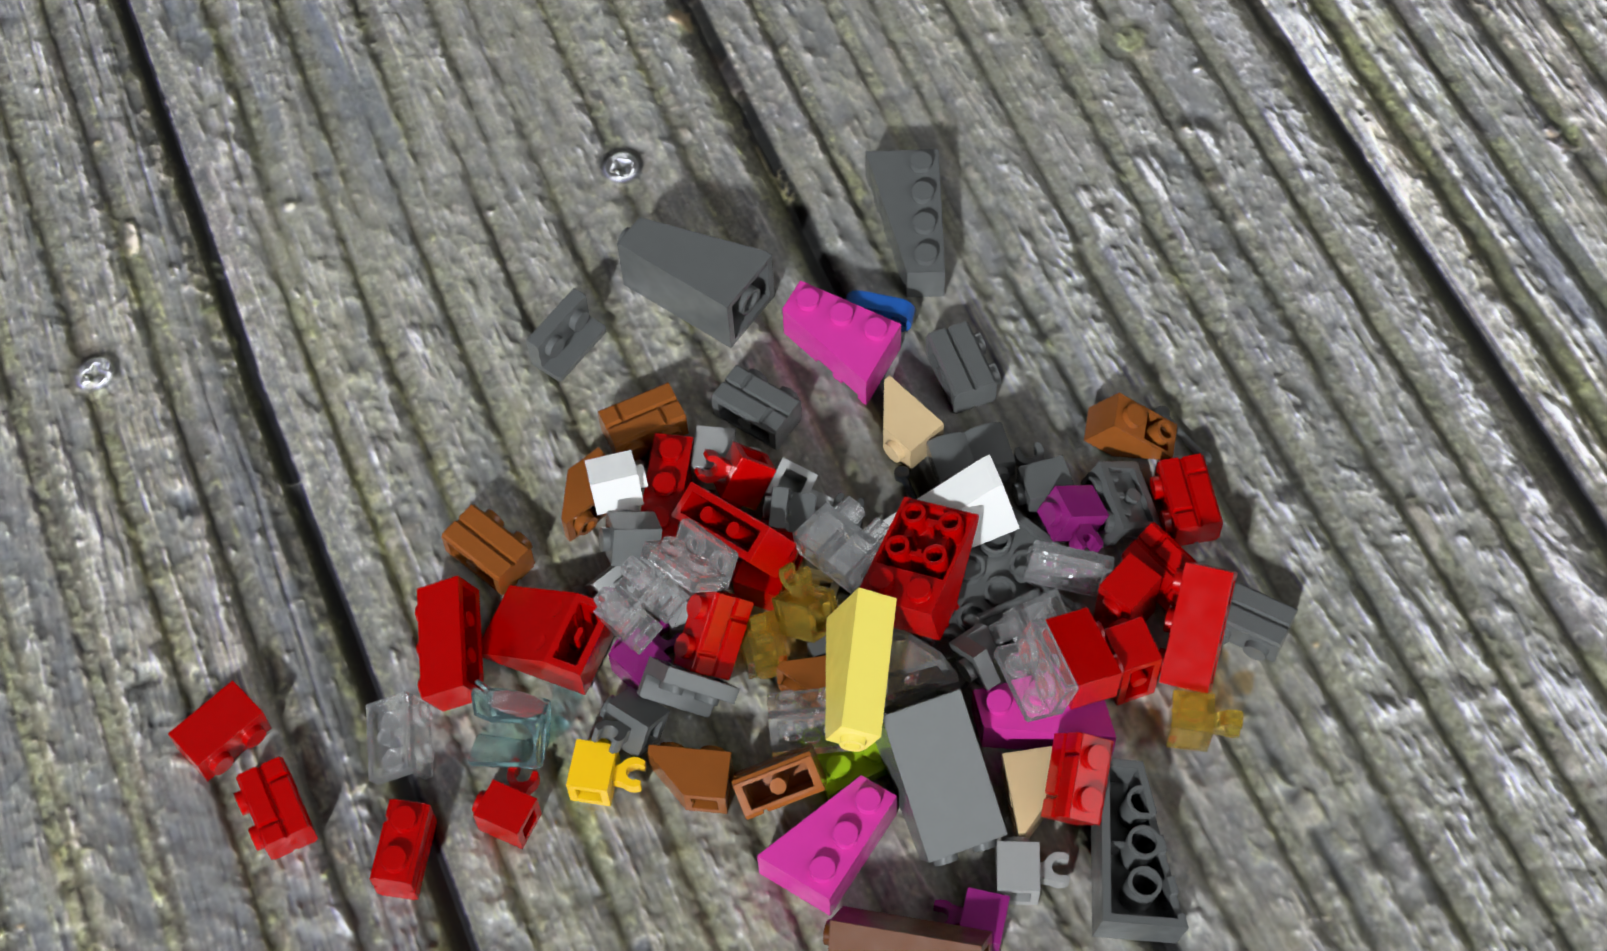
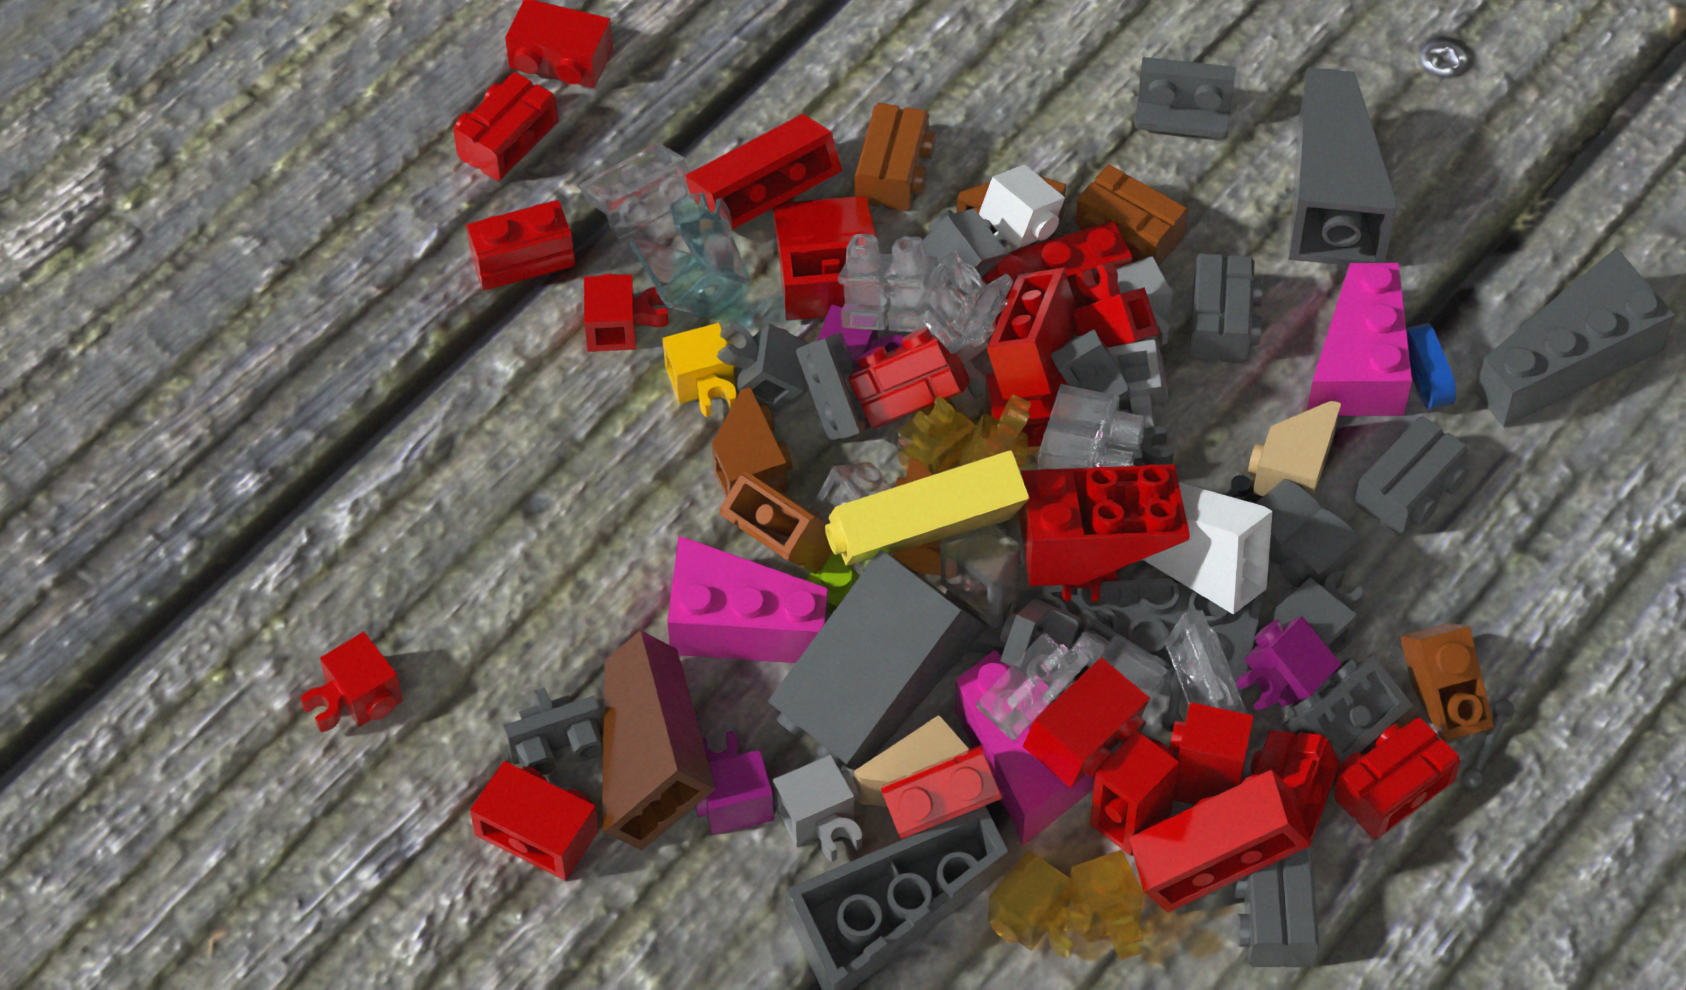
camera: 60 degrees right, 5 degrees down
(1174, 771) = (1035, 901): none -> clear yellow brick

